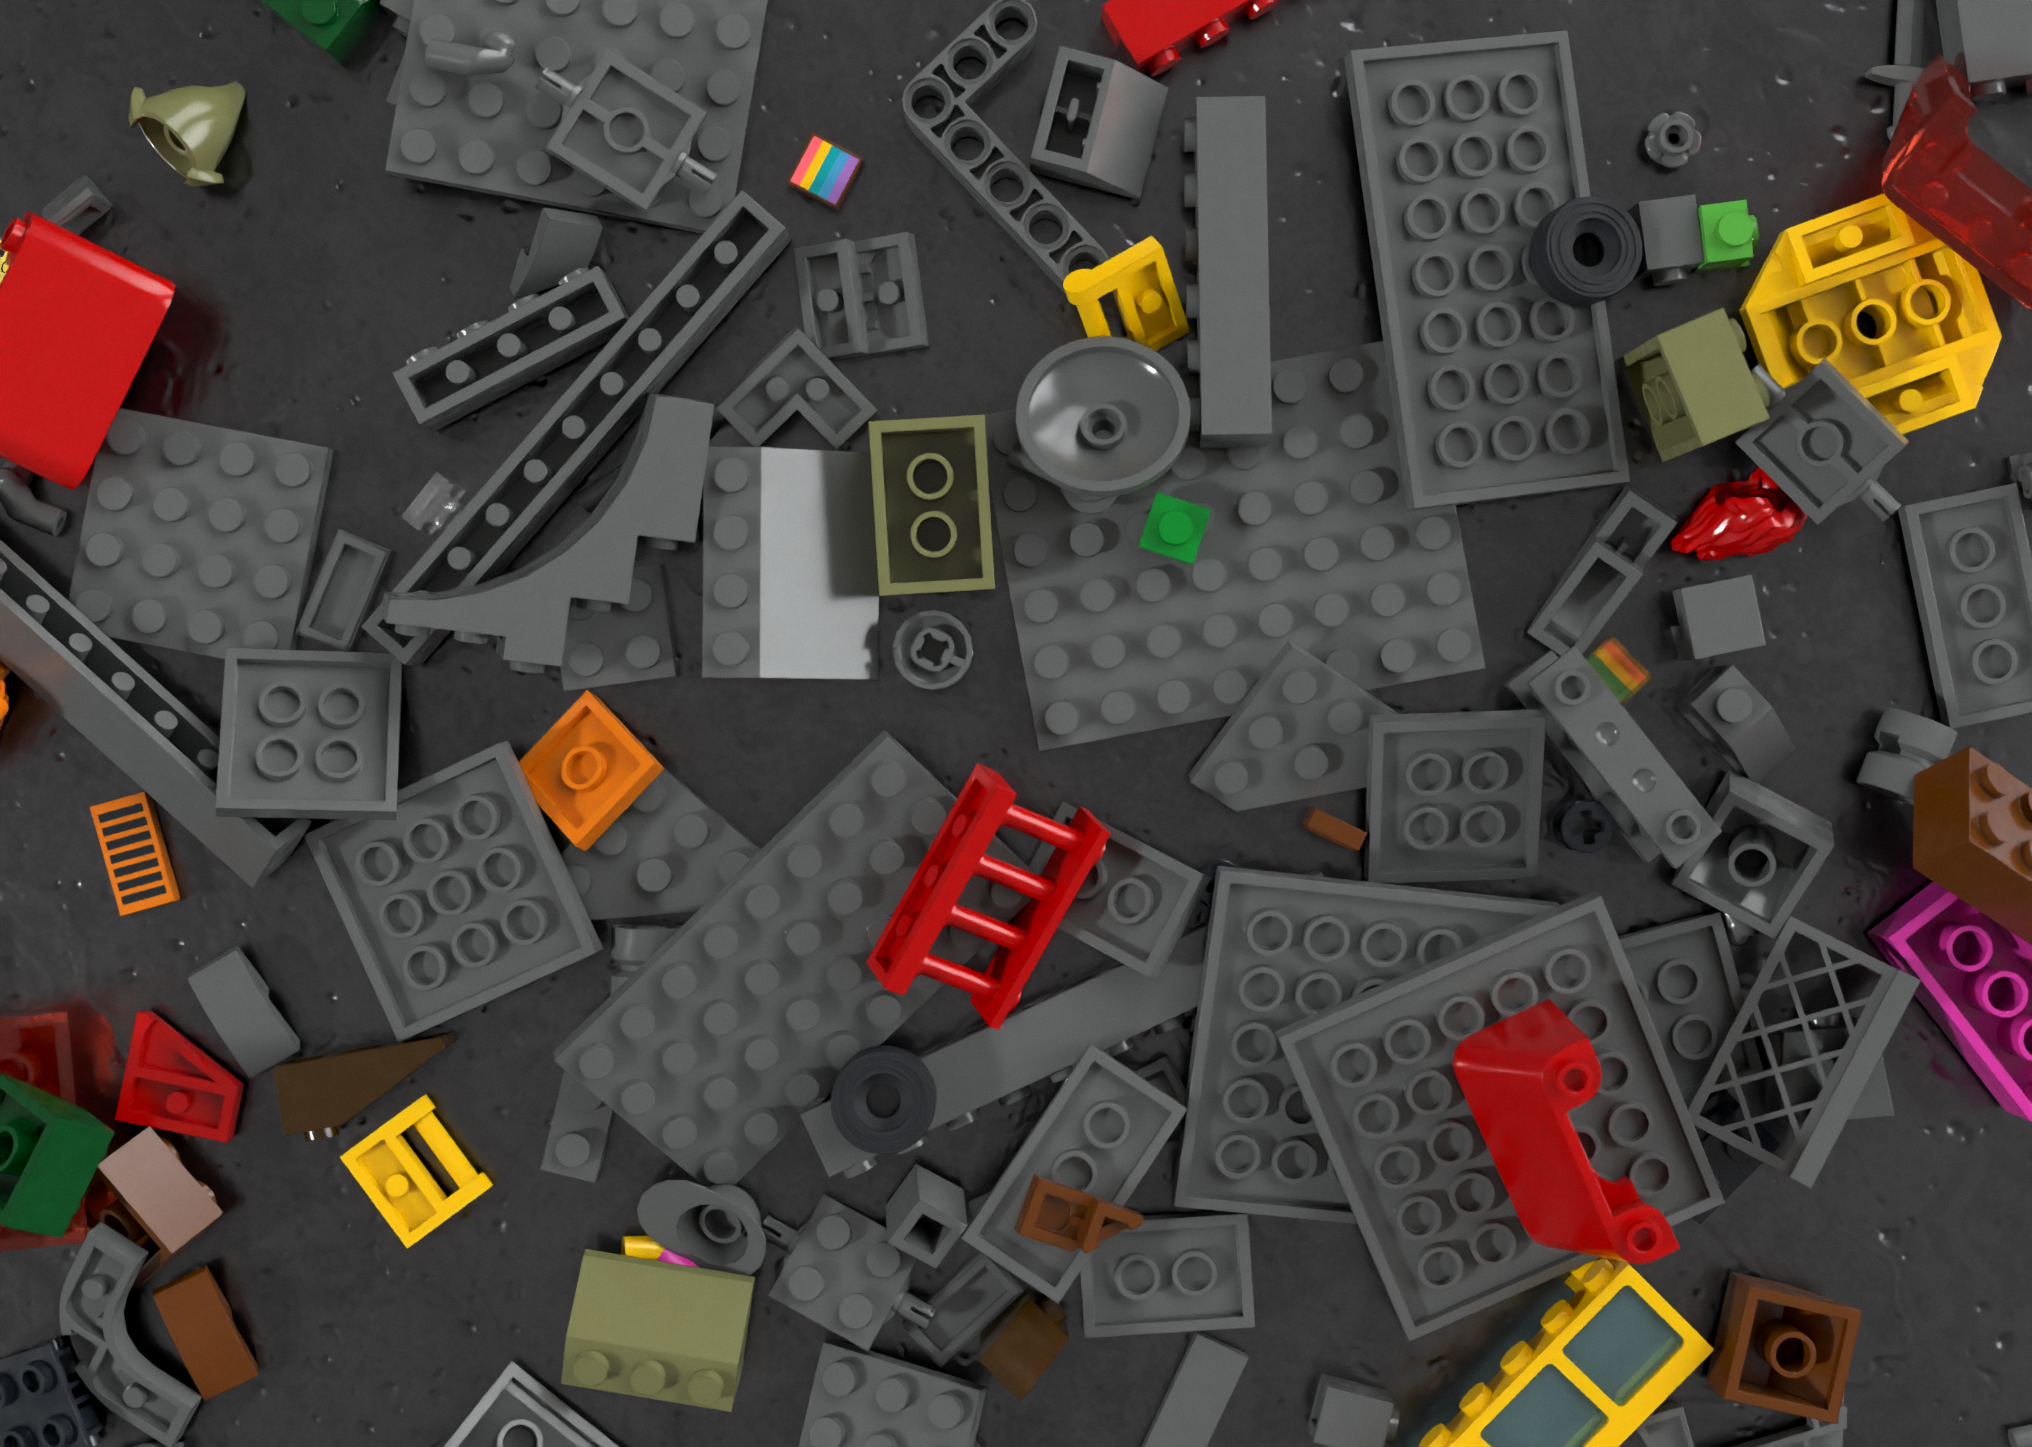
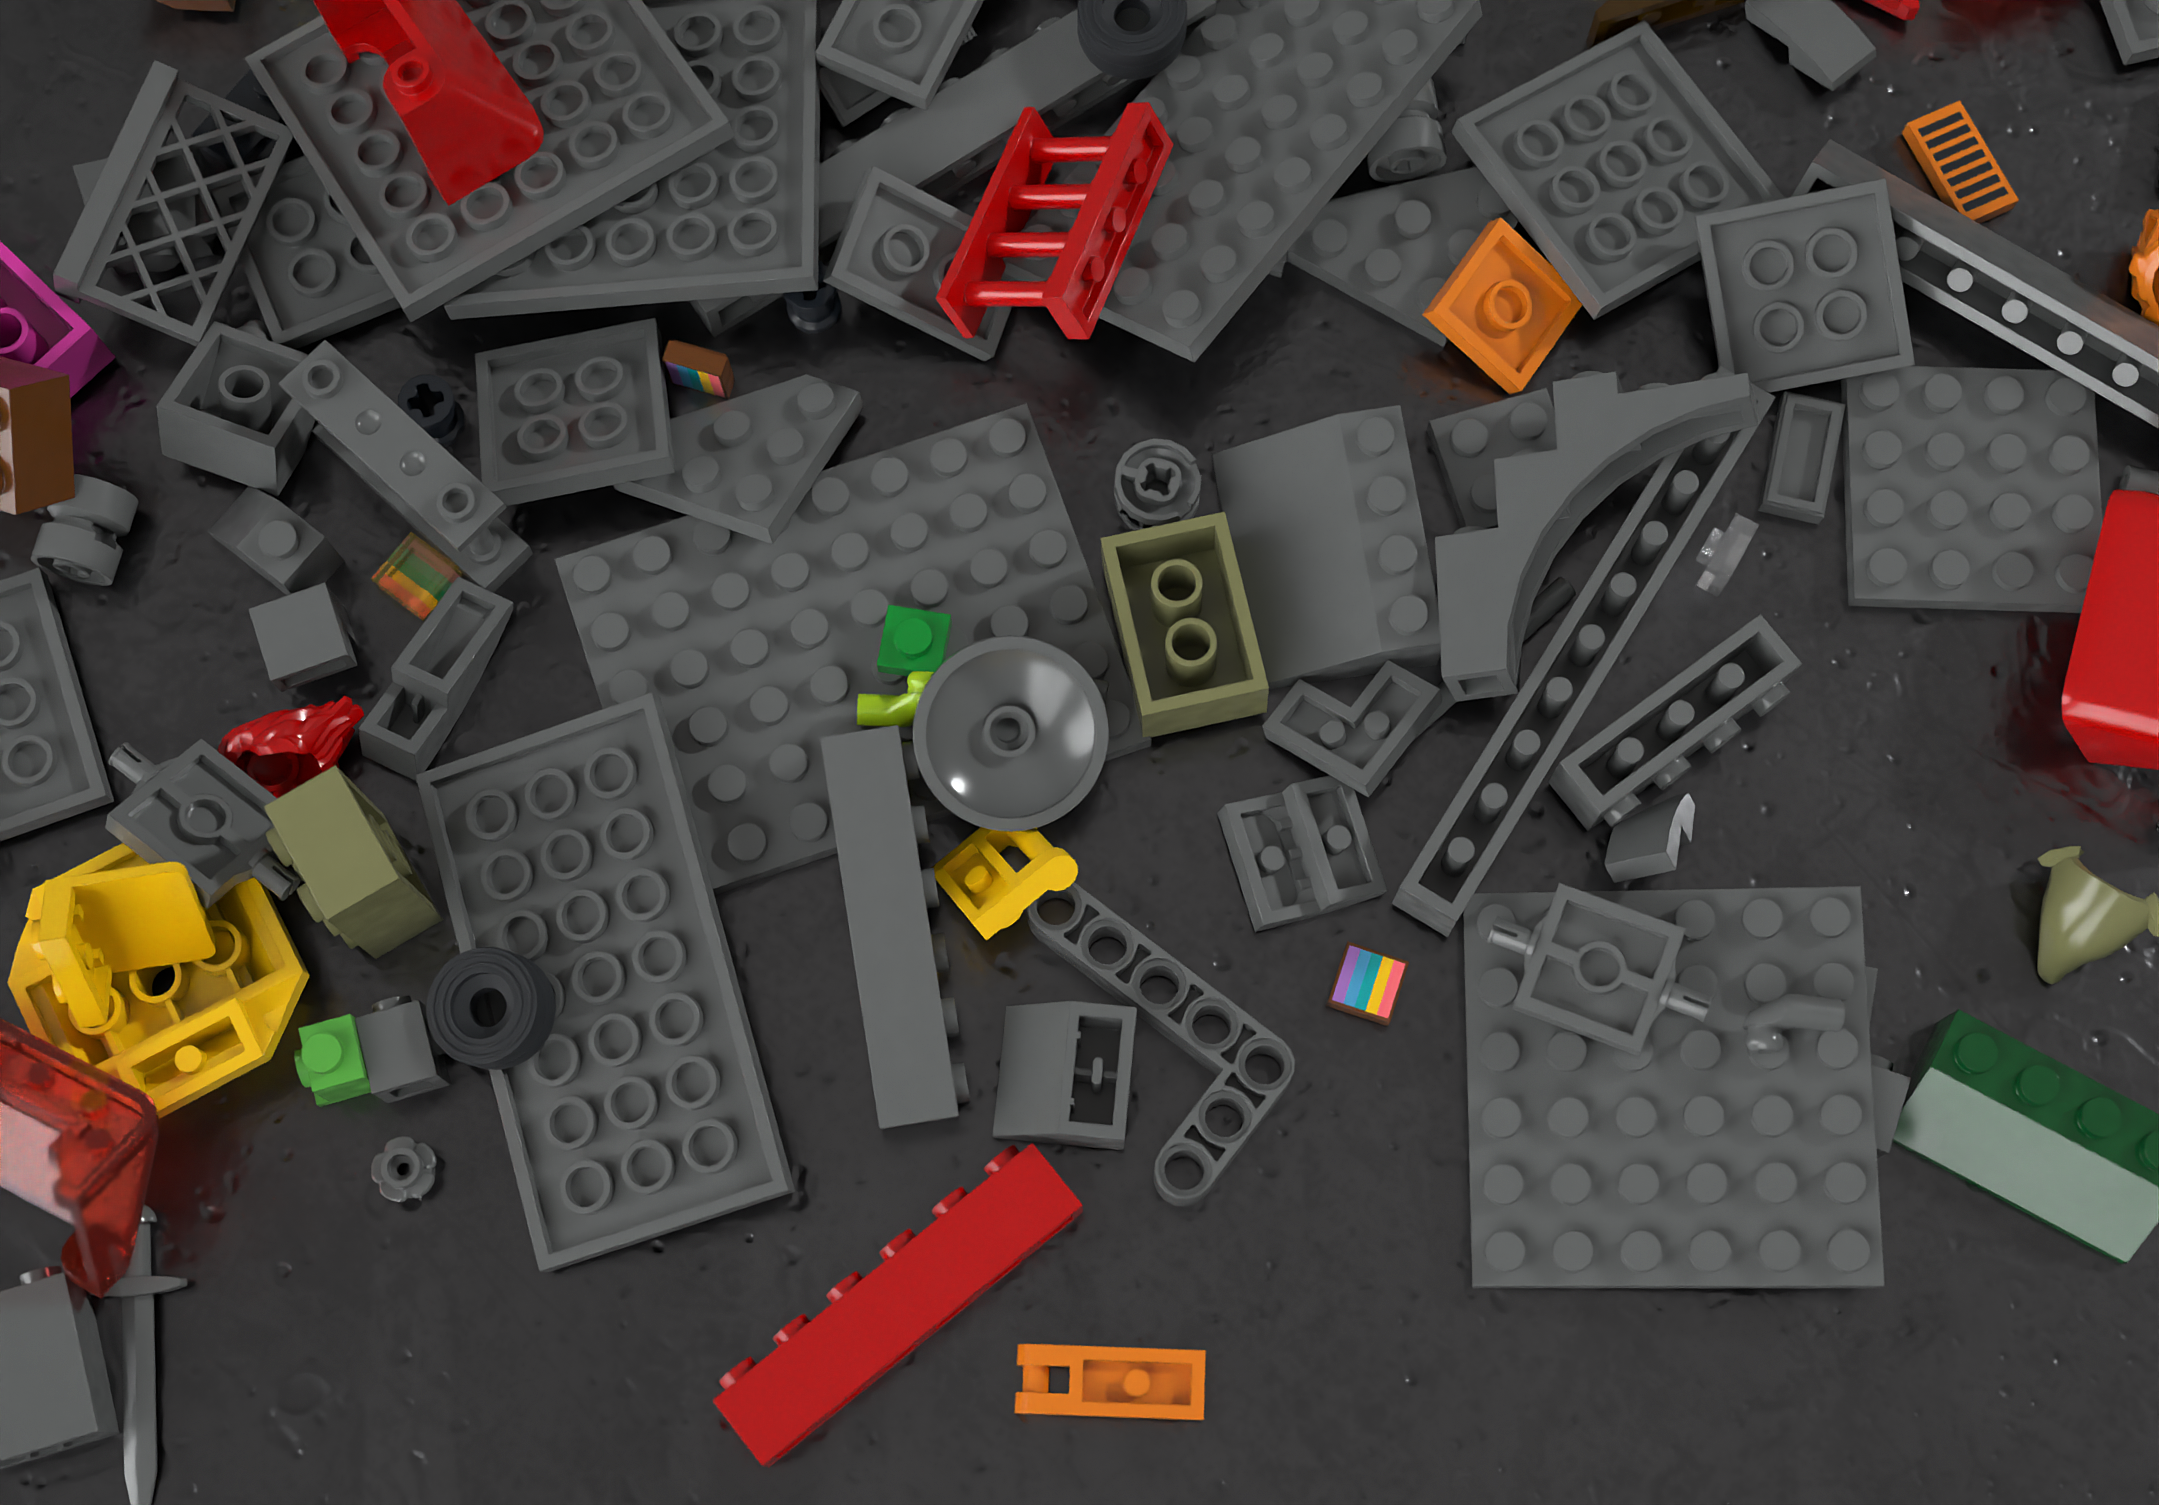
camera: 175 degrees right, 15 degrees down
(1198, 469) = (892, 709): none -> lime arm
(1923, 356) = (117, 925): none -> yellow bracket

